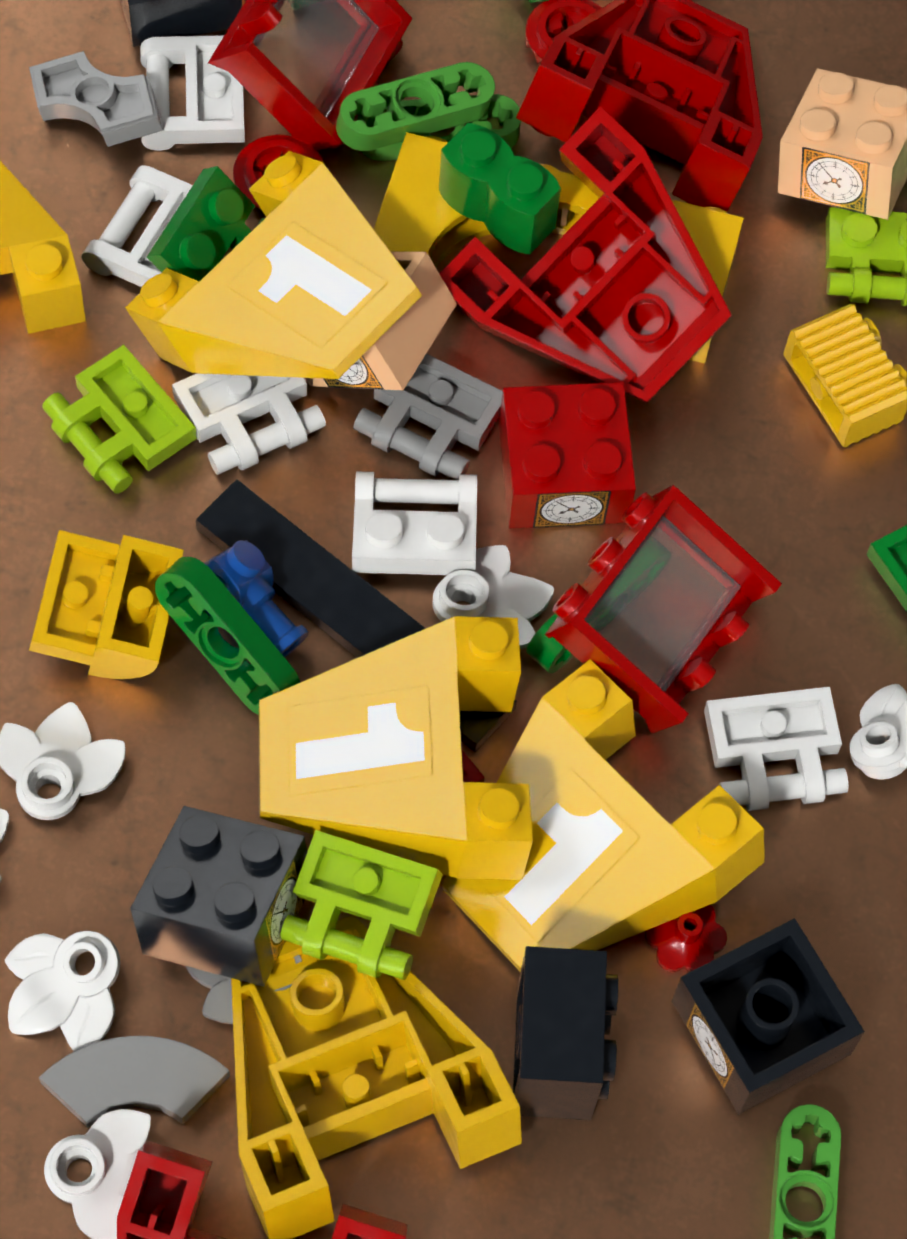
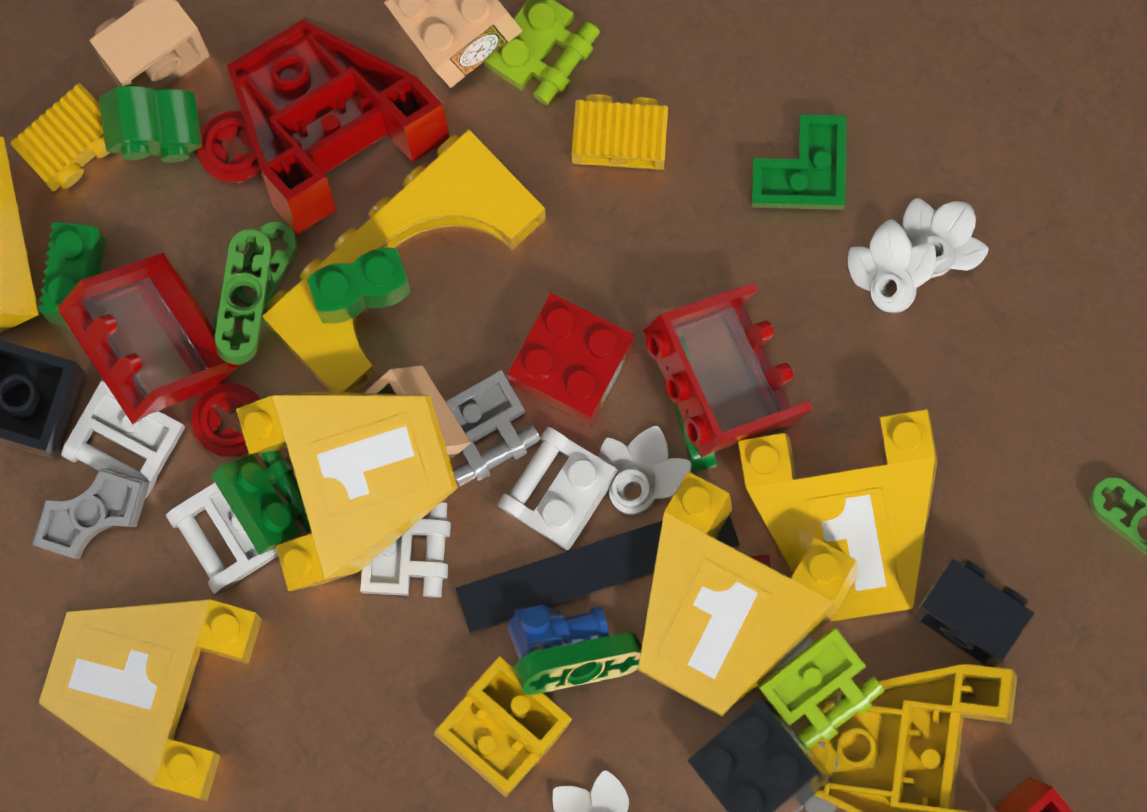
camera: 50 degrees left, 15 degrees up
(133, 407) = (359, 626): lime plate -> none
(617, 290) = (473, 253): red wedge -> none
(684, 948) = (956, 492): red plant -> none
(767, 1015) = (1031, 479): black brick -> none
(777, 728) = (839, 349): white plate -> none

